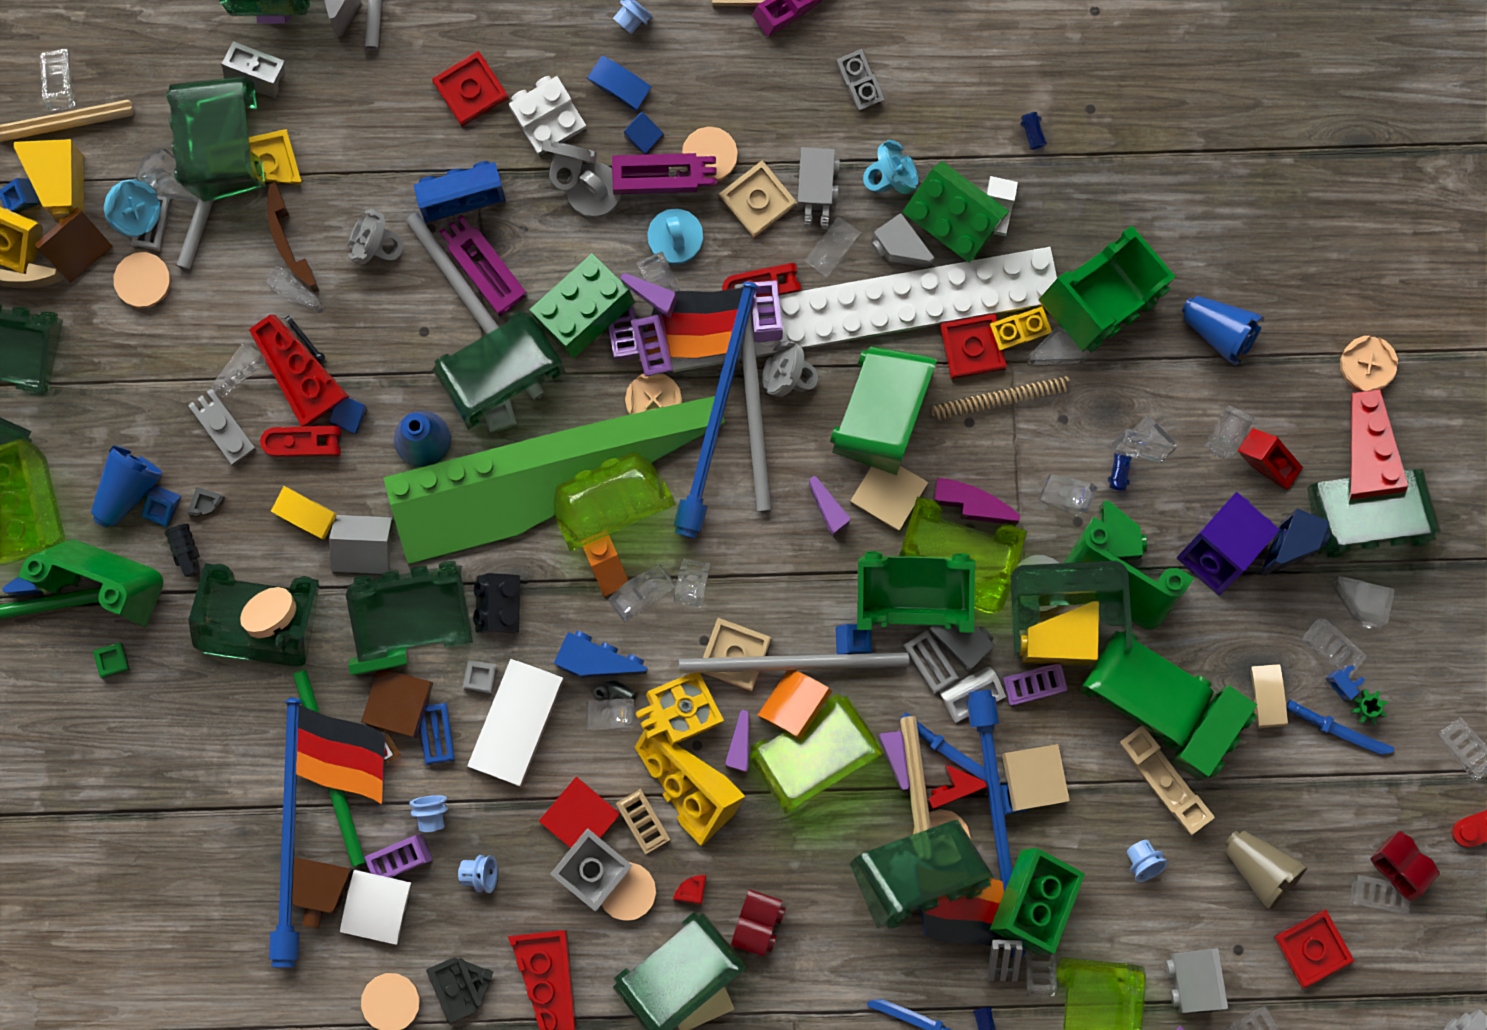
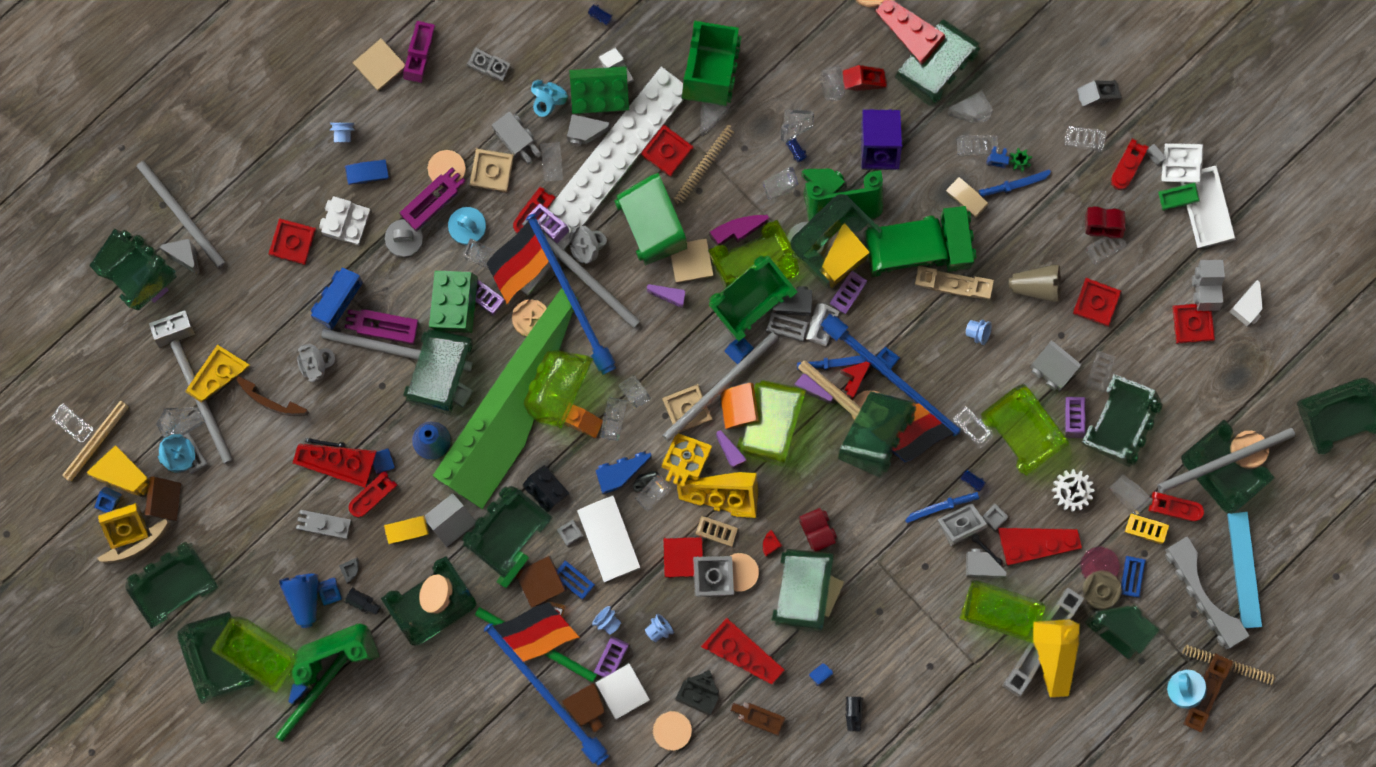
camera: 45 degrees left, 0 degrees up
(111, 660) = (375, 690): green tile -> none
(142, 280) = (213, 486): light nougat tile -> none
(214, 137) = (186, 379): clear green windscreen -> none
(240, 366) = (306, 483): clear slope -> none
(287, 286) = (294, 423): clear slope -> none
(567, 157) = (376, 233): light grey tile -> none
(643, 133) = (402, 187): blue slope -> none
(658, 297) = (488, 263): medium lavender slope -> none
(660, 332) = (490, 285): medium lavender slope -> none
(1004, 970) = (958, 446): light grey tile -> none
(1020, 328) = (683, 120): yellow slope -> none
(1035, 777) = (889, 338): tan tile -> none
(1037, 901) = (944, 396): green brick -> none
(1223, 326) = (782, 32): blue cone -> none
(1297, 539) = (913, 107): dark blue slope -> none

